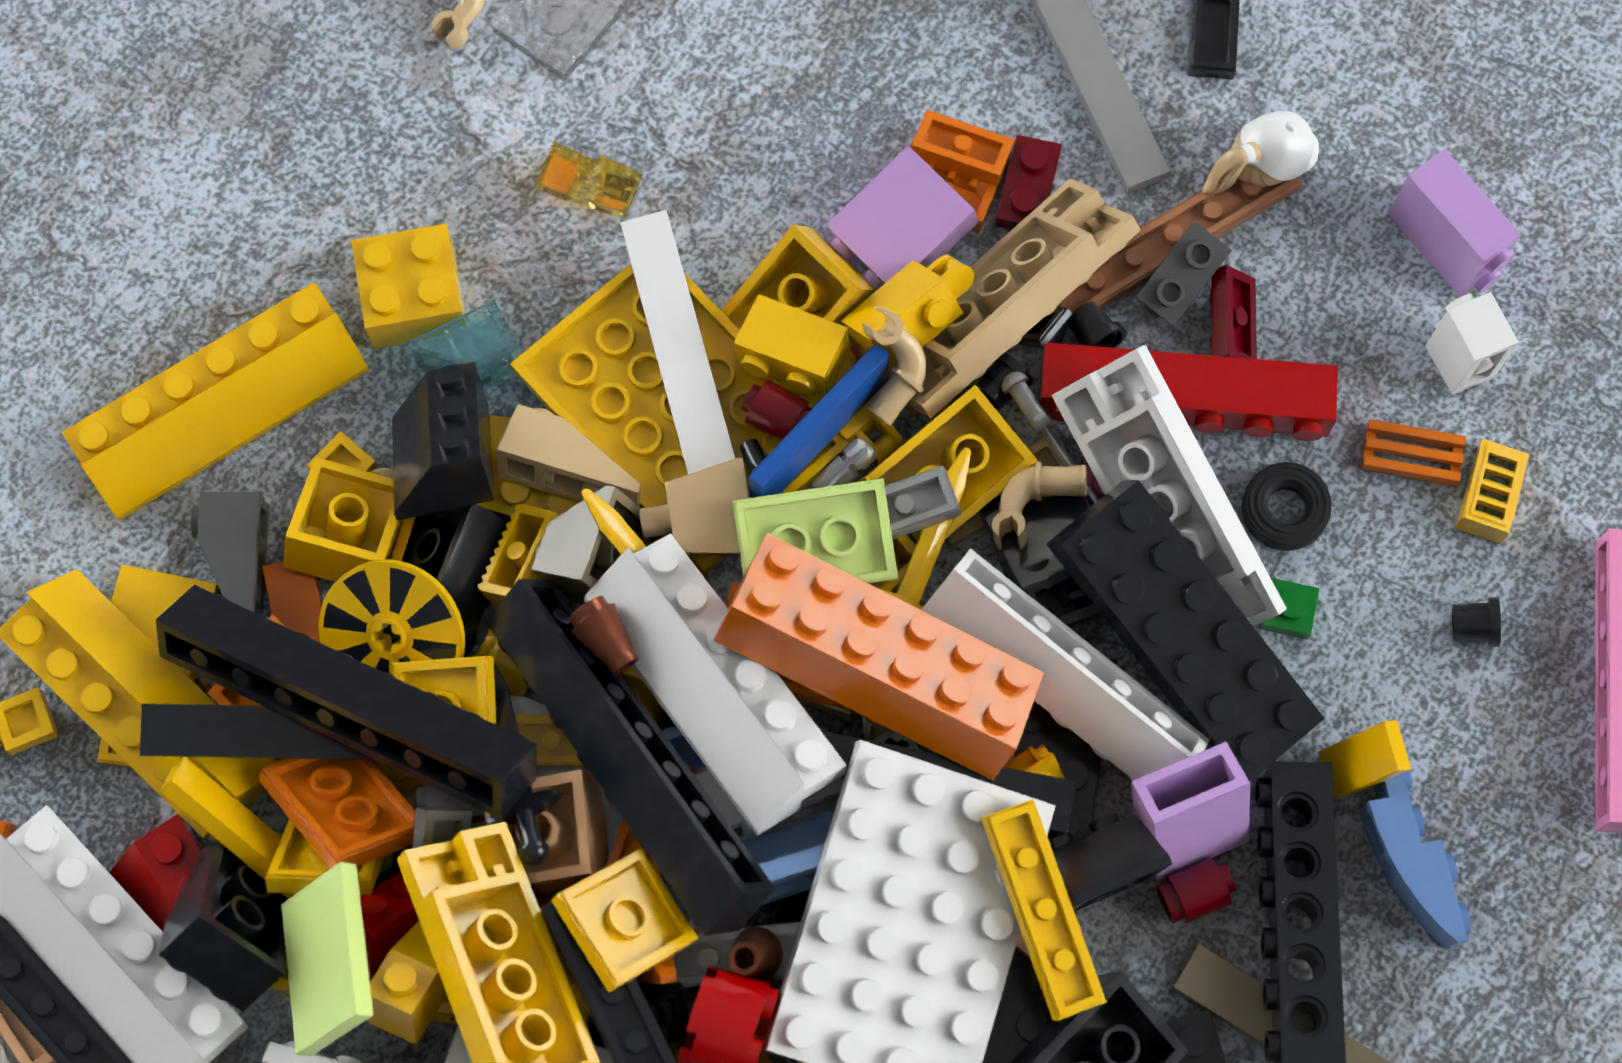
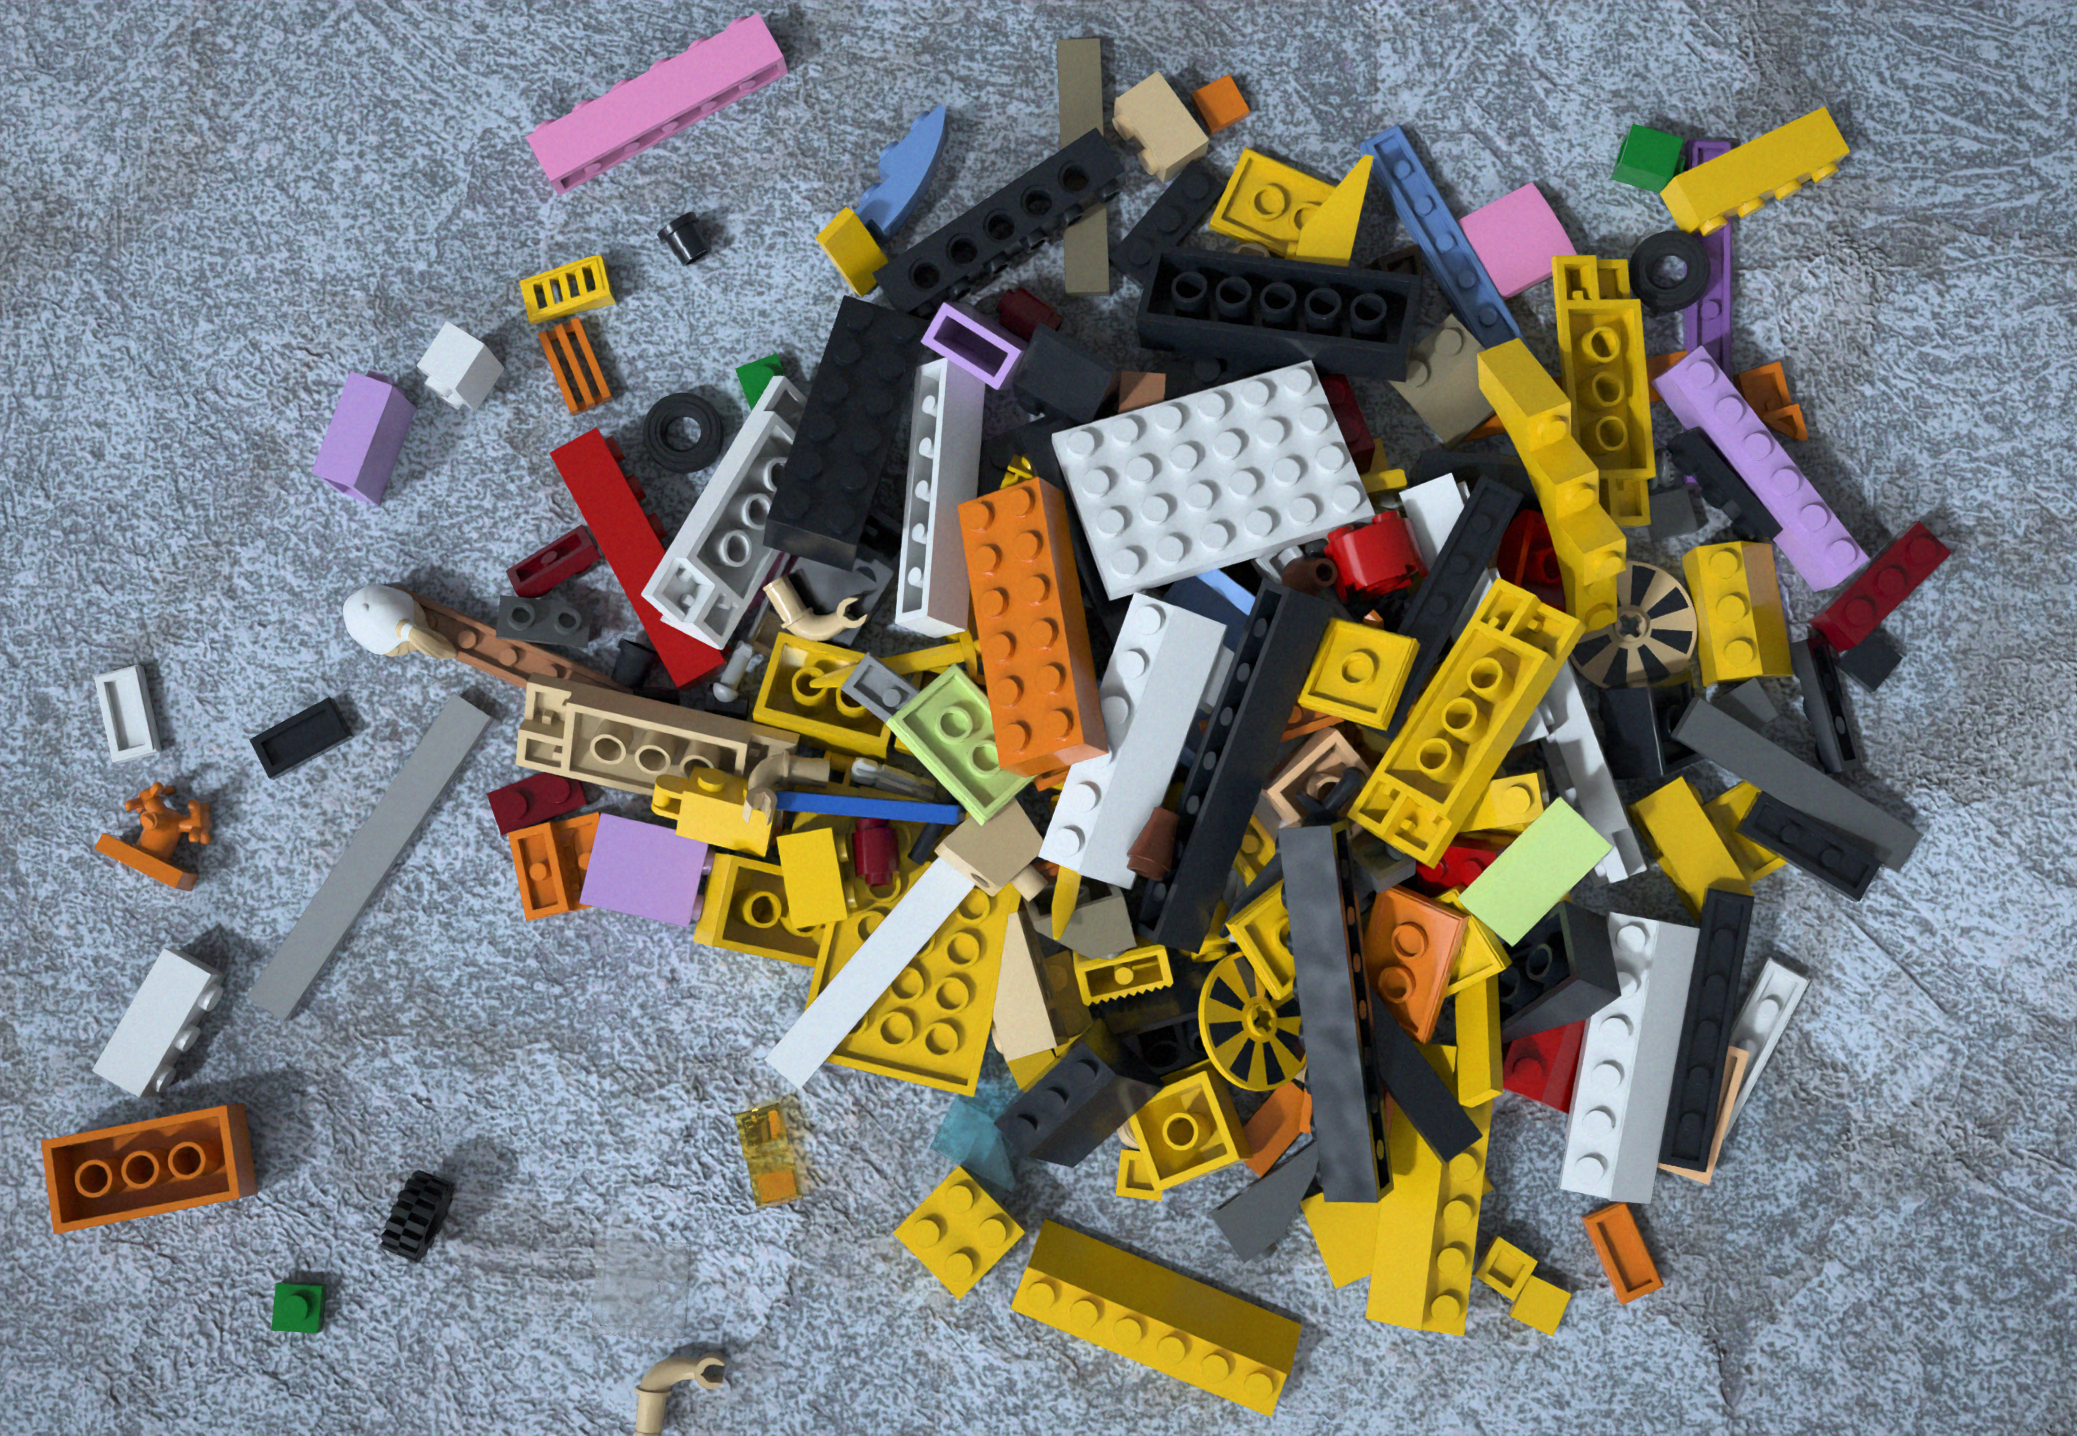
camera: 125 degrees left, 10 degrees up
(1043, 910) = (1136, 392): yellow tile -> none

